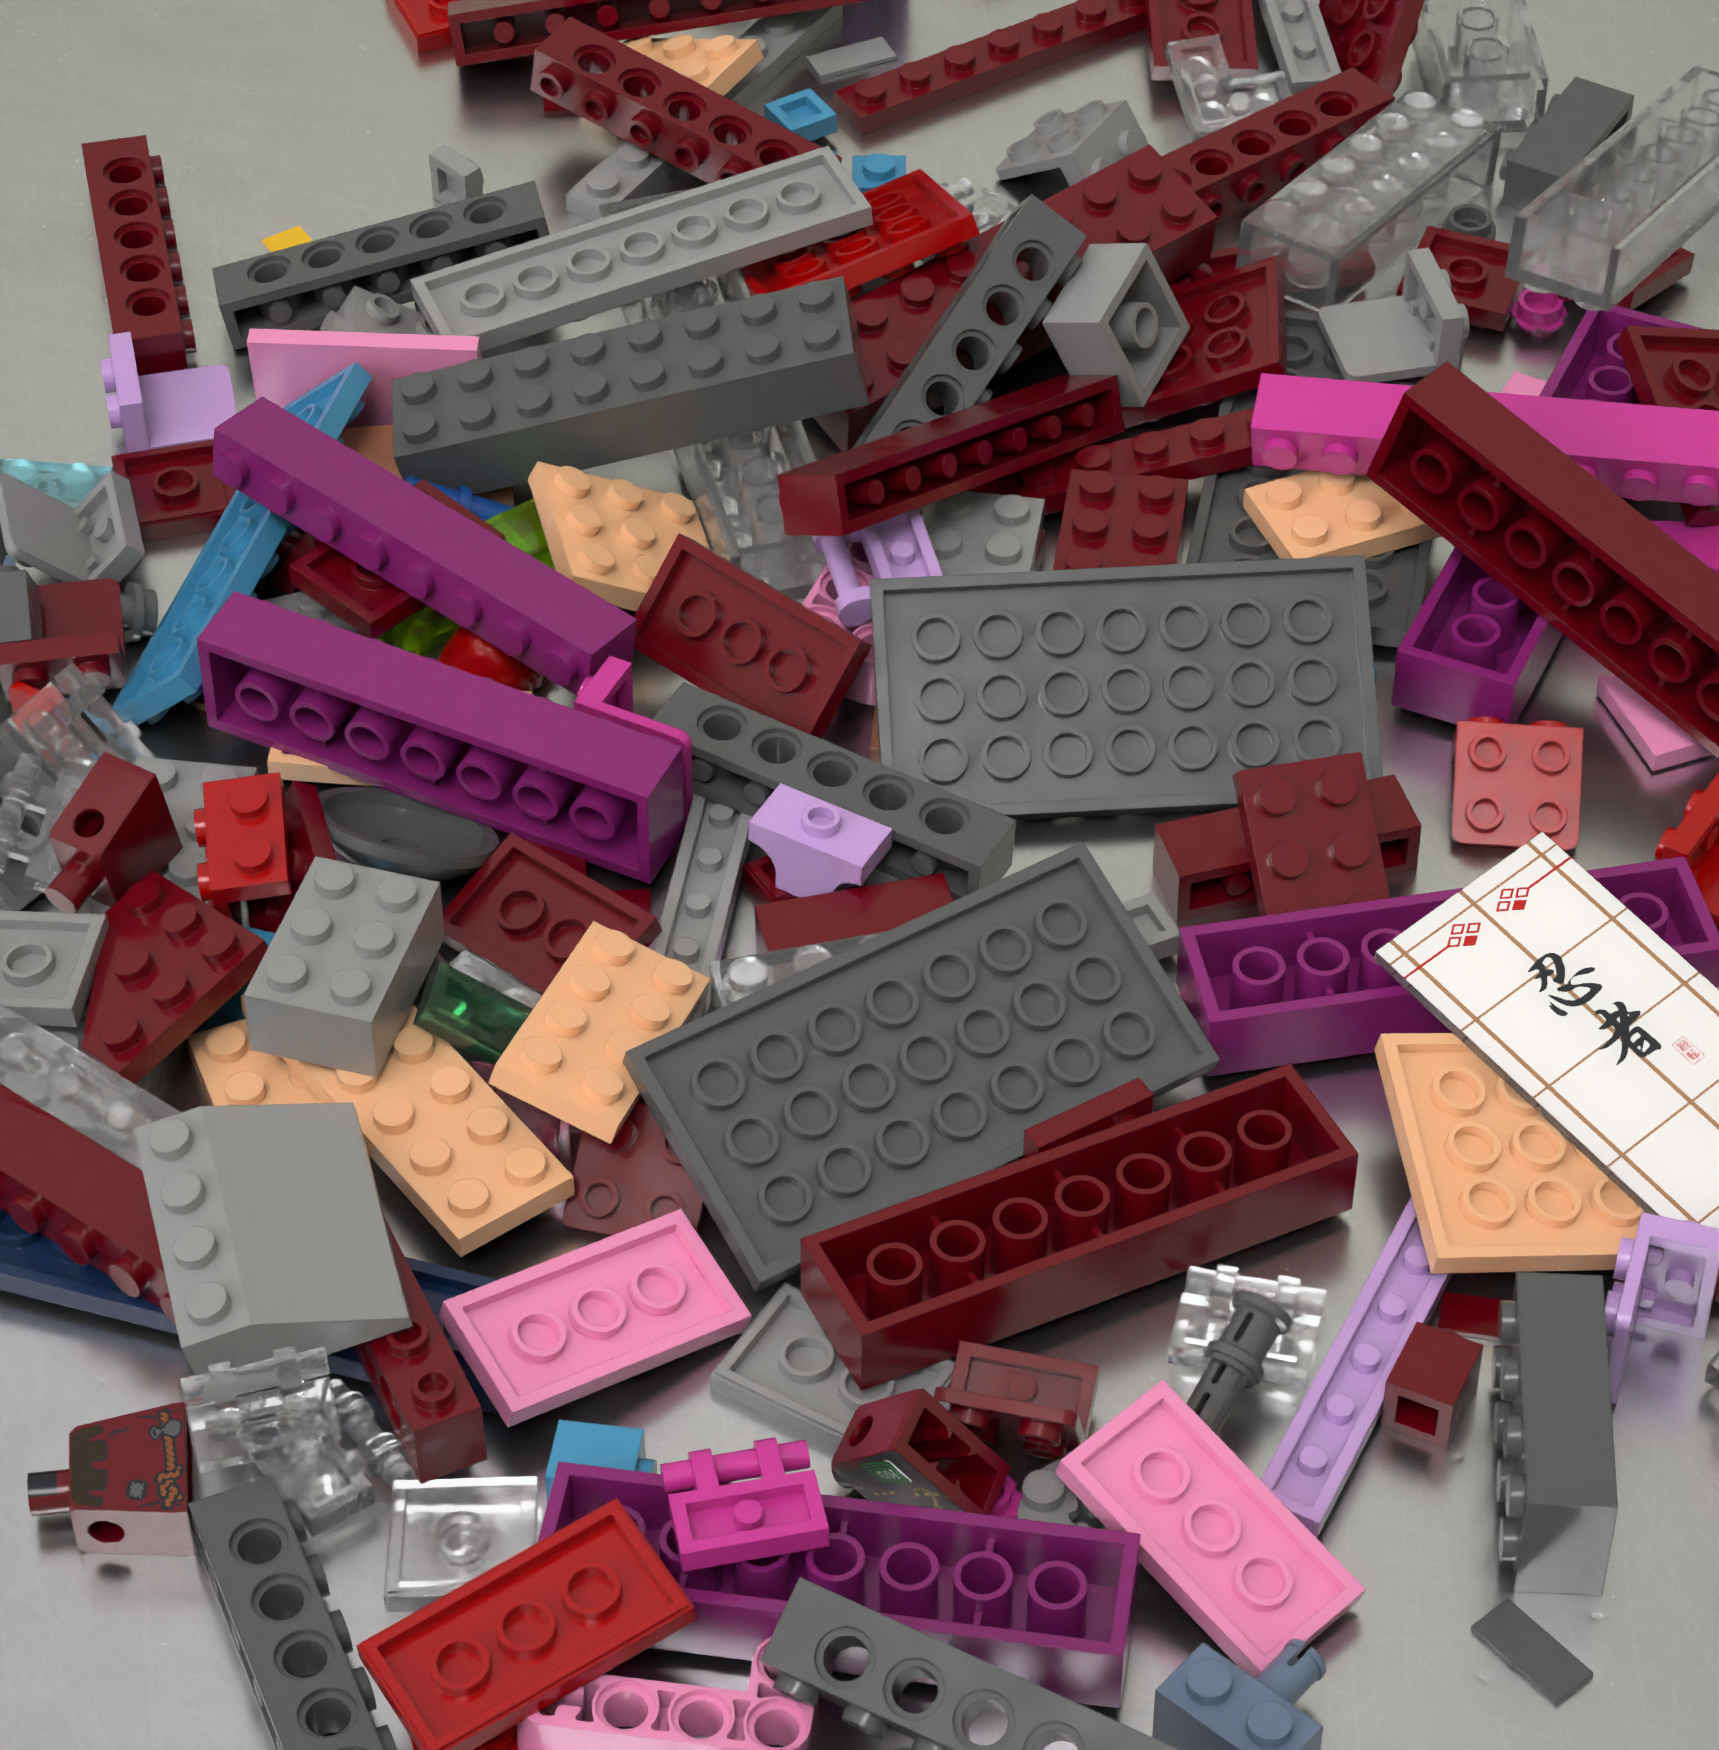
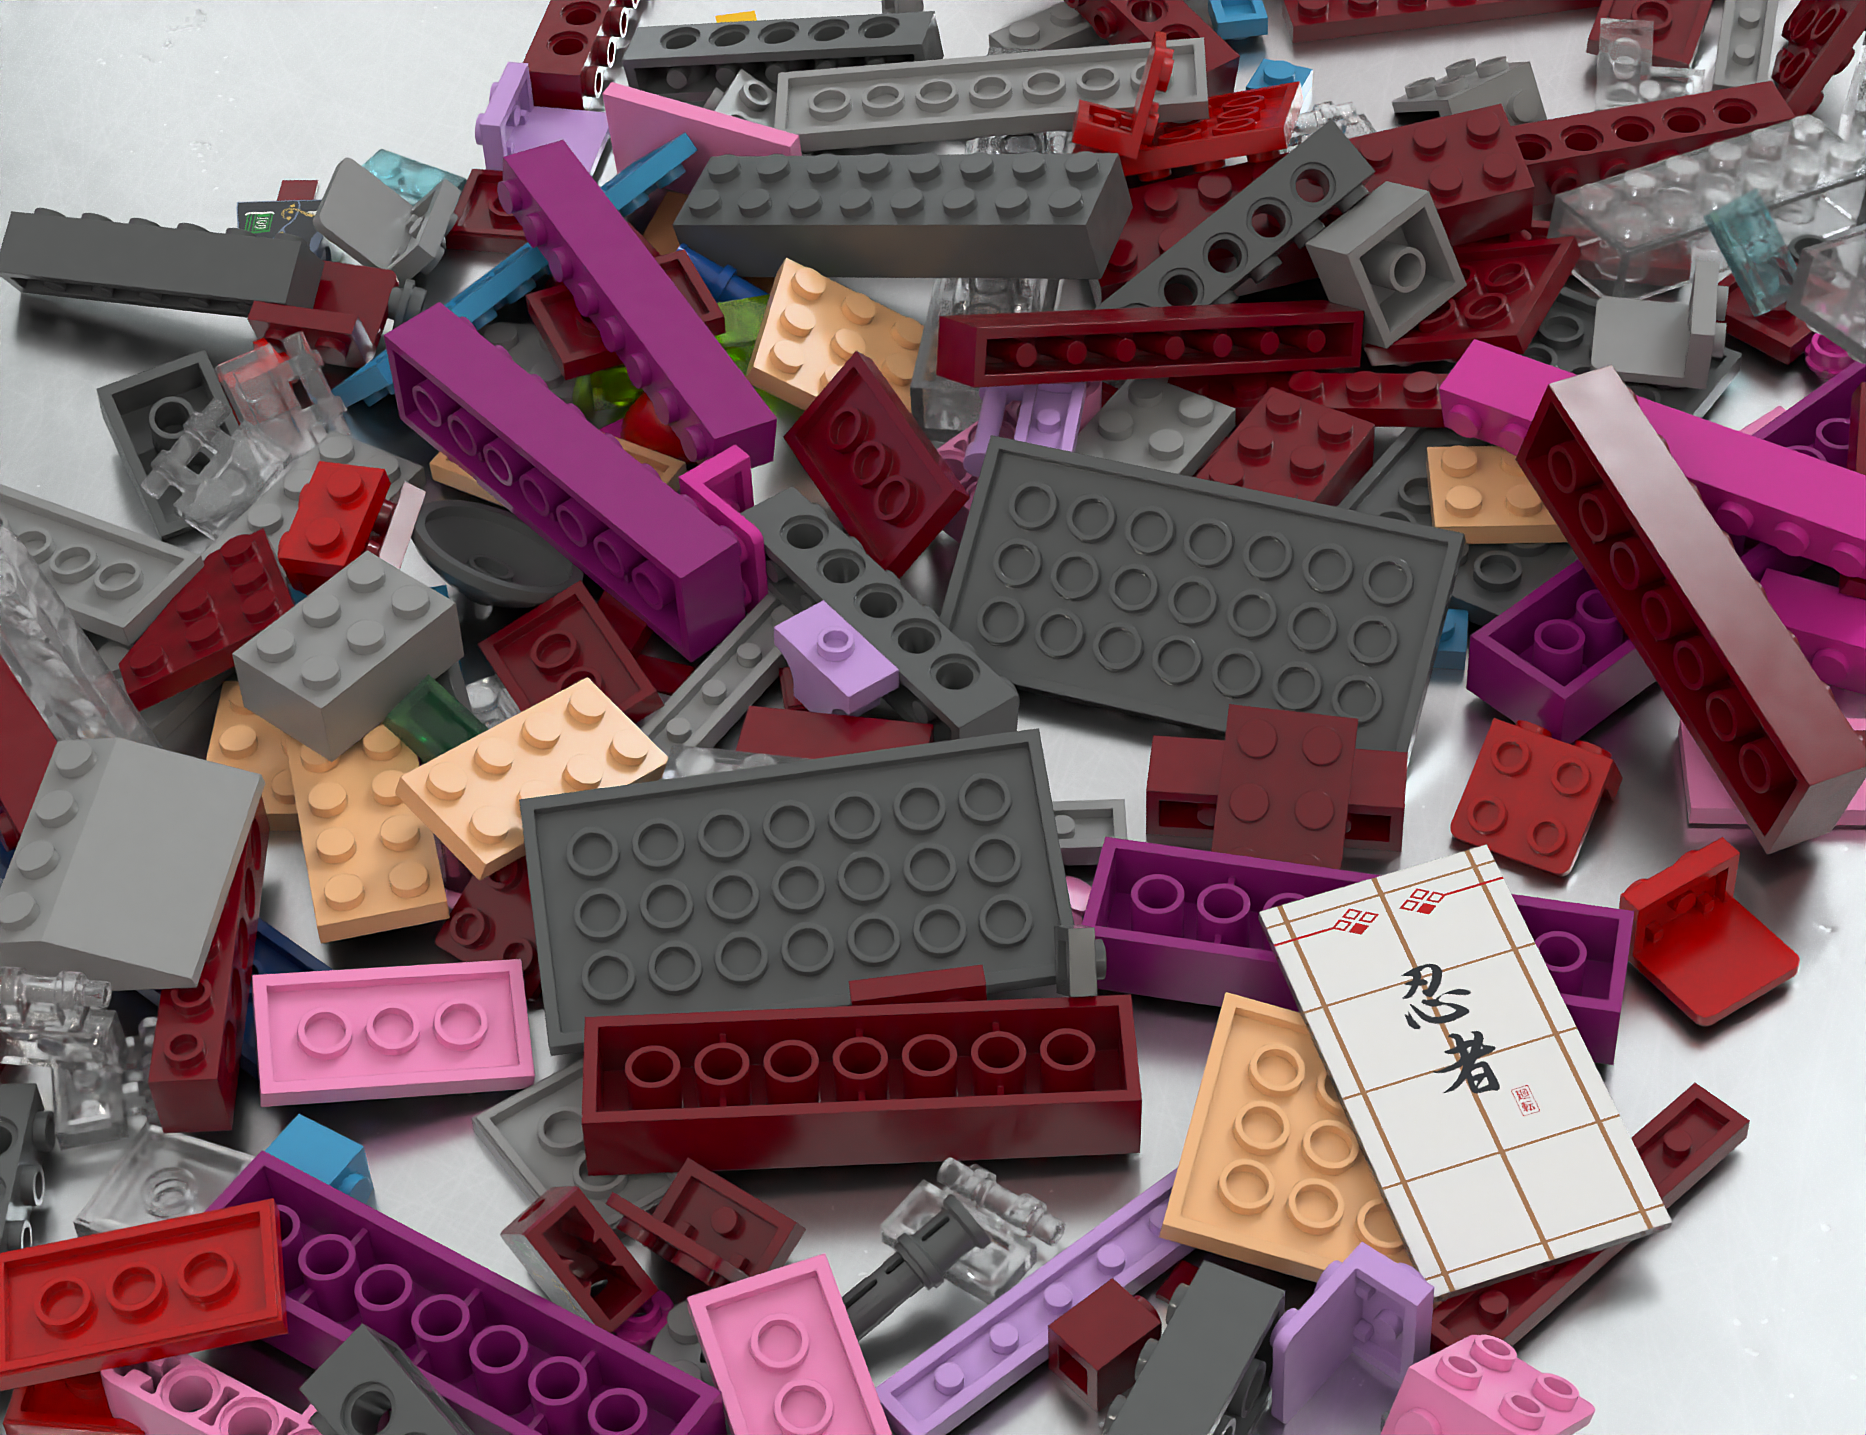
camera: 25 degrees right, 0 degrees up
(110, 835) = (237, 487): dark red torso -> none
(744, 1518) = (377, 1256): dark pink plate -> none
(825, 232) = (1121, 132): none -> red bracket
(1226, 1047) = (1078, 960): none -> dark grey plate
(1438, 223) = (1753, 251): none -> clear light blue plate

